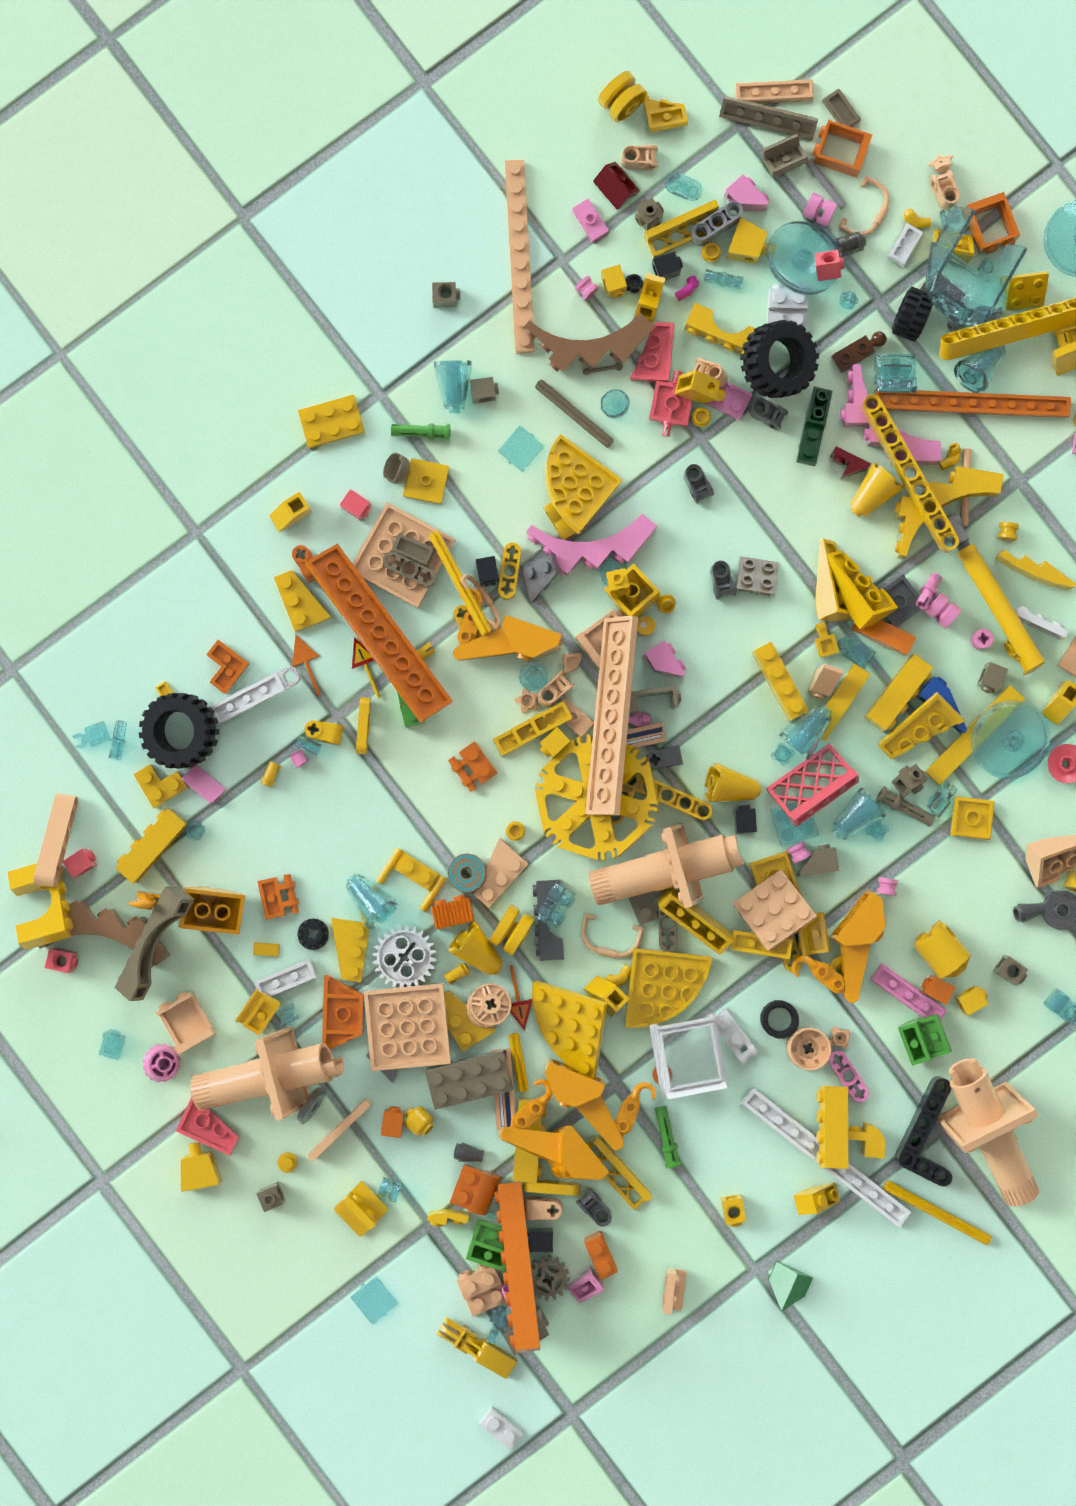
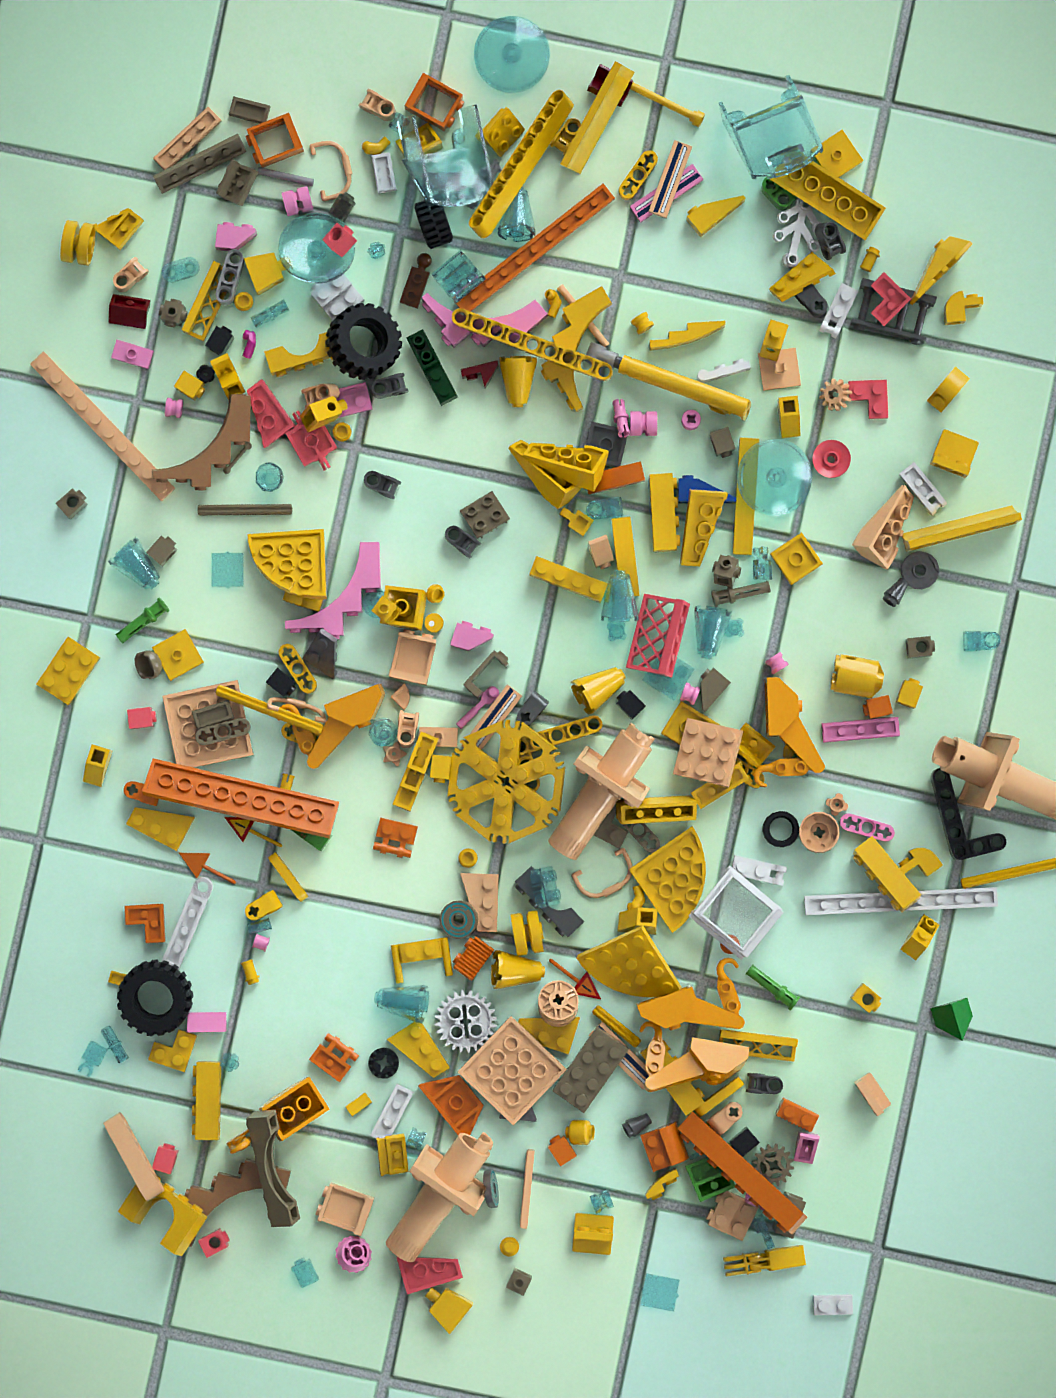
camera: 35 degrees left, 0 degrees up
(457, 973) = (515, 999): yellow pin -> none
(611, 716) = (465, 712): light nougat plate -> none
(924, 1039) = (898, 752): bright green brick -> none
(941, 163) = (358, 89): light nougat plate -> none

